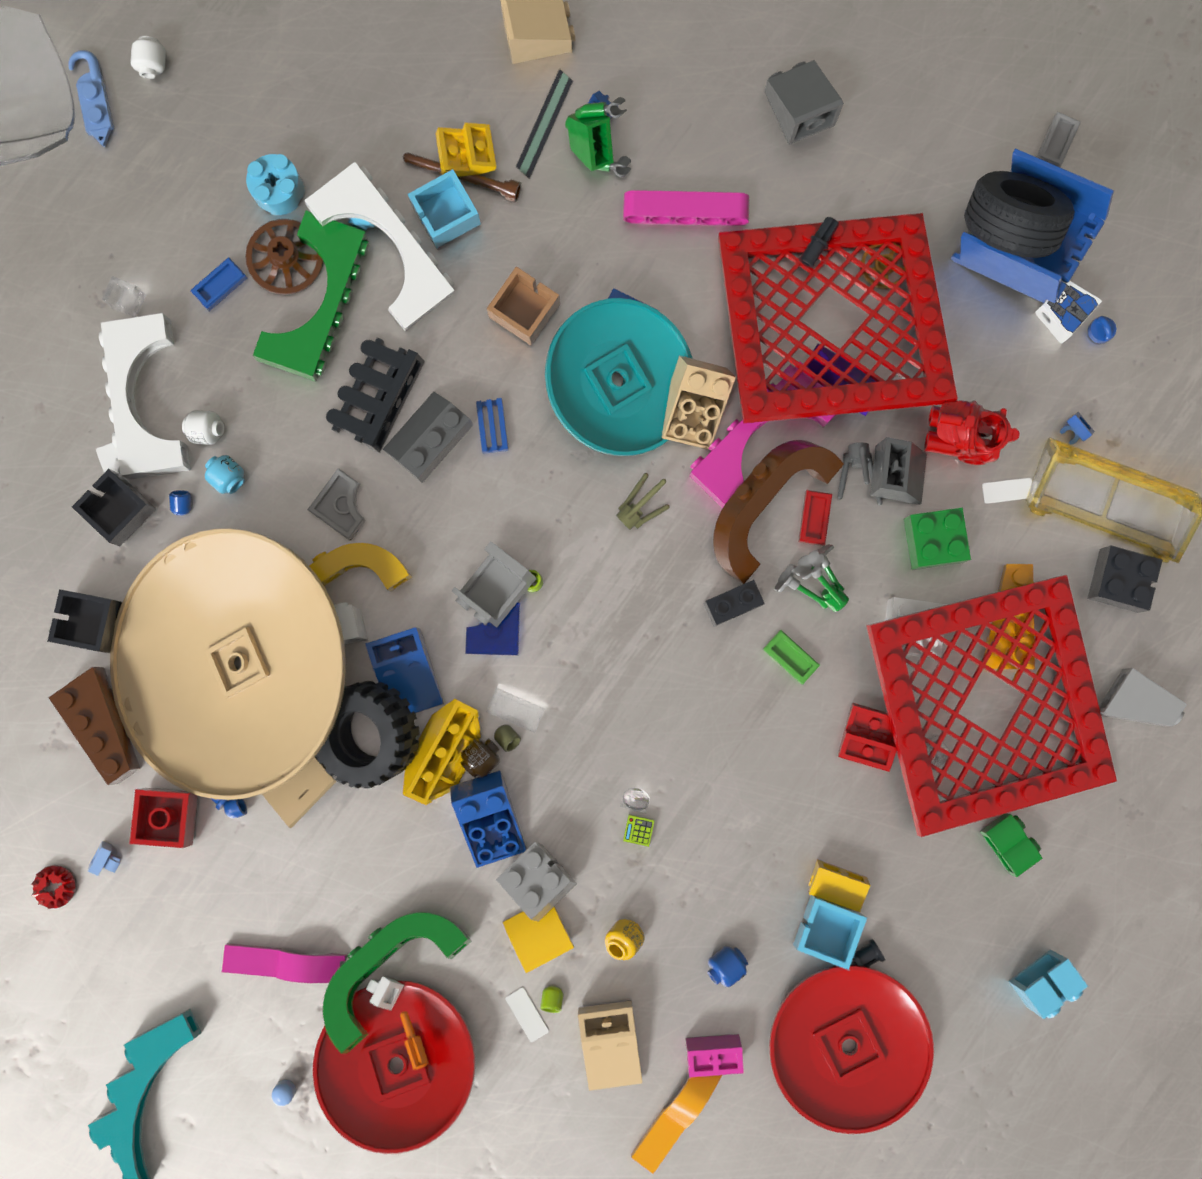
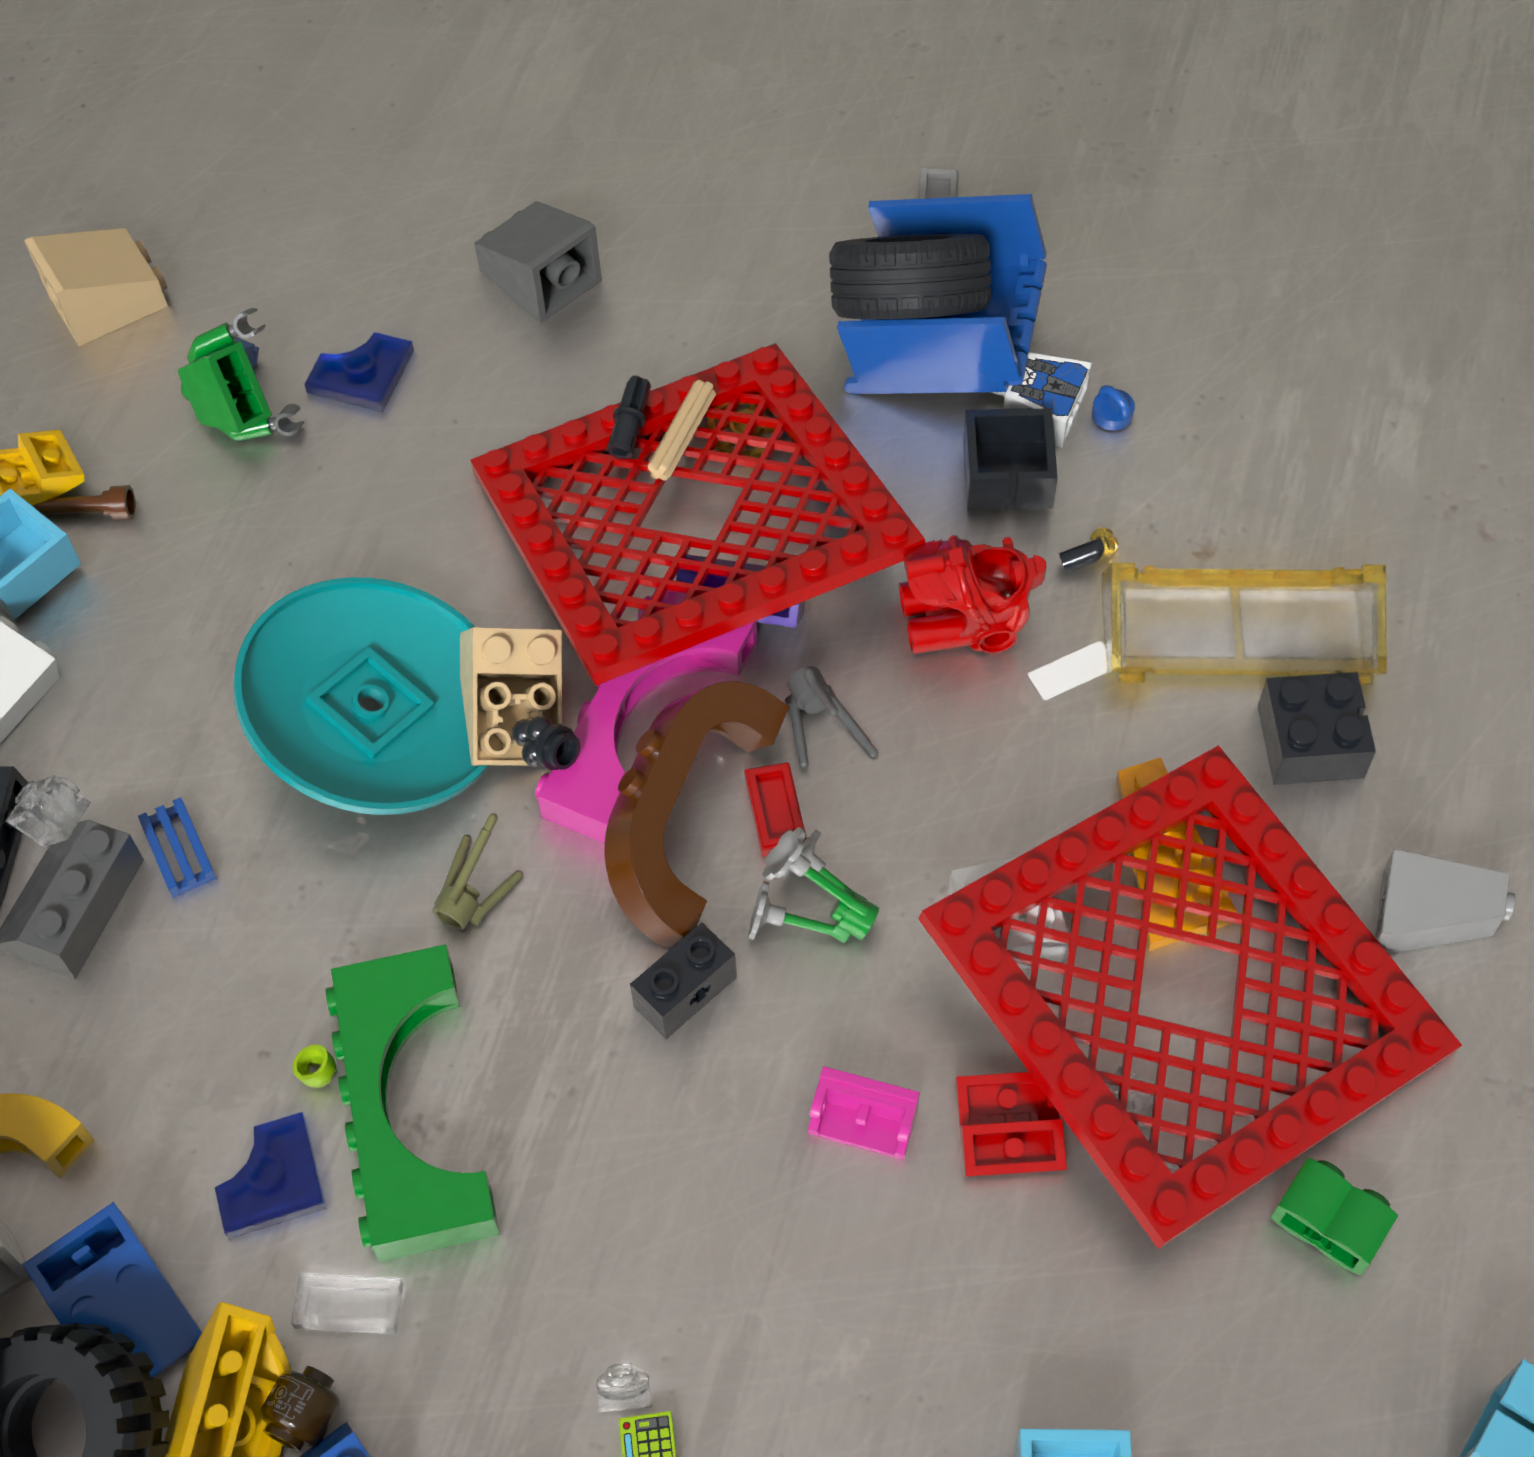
camera: 20 degrees left, 25 degrees down
(430, 384) = (48, 810): none -> clear brick
(495, 586) = (248, 1092): light grey panel -> none
(506, 734) = (335, 1358): olive piece -> none
(521, 308) = (174, 657): medium nougat piece -> none
(544, 123) = (149, 407): sticker -> none
(571, 563) = (406, 1200): none -> green arch
(673, 146) = (362, 375): none -> clear blue tile
(686, 208) = (406, 442): dark pink beam -> none
(705, 445) = (546, 743): none -> black piece
(791, 657) = (817, 1038): bright green tile -> none
(799, 707) = (863, 1112): none -> dark pink hinge
(838, 885) = (1058, 1402): yellow hinge -> none
(846, 262) = (681, 430): none -> tan axle
(898, 471) = (882, 689): dark grey slope -> none
(937, 538) = (987, 768): green brick -> none
(1027, 348) = (1009, 459): none -> black piece
(1049, 423) = (1102, 546): none -> black arm
(1079, 427) = (1138, 541): blue tile -> none

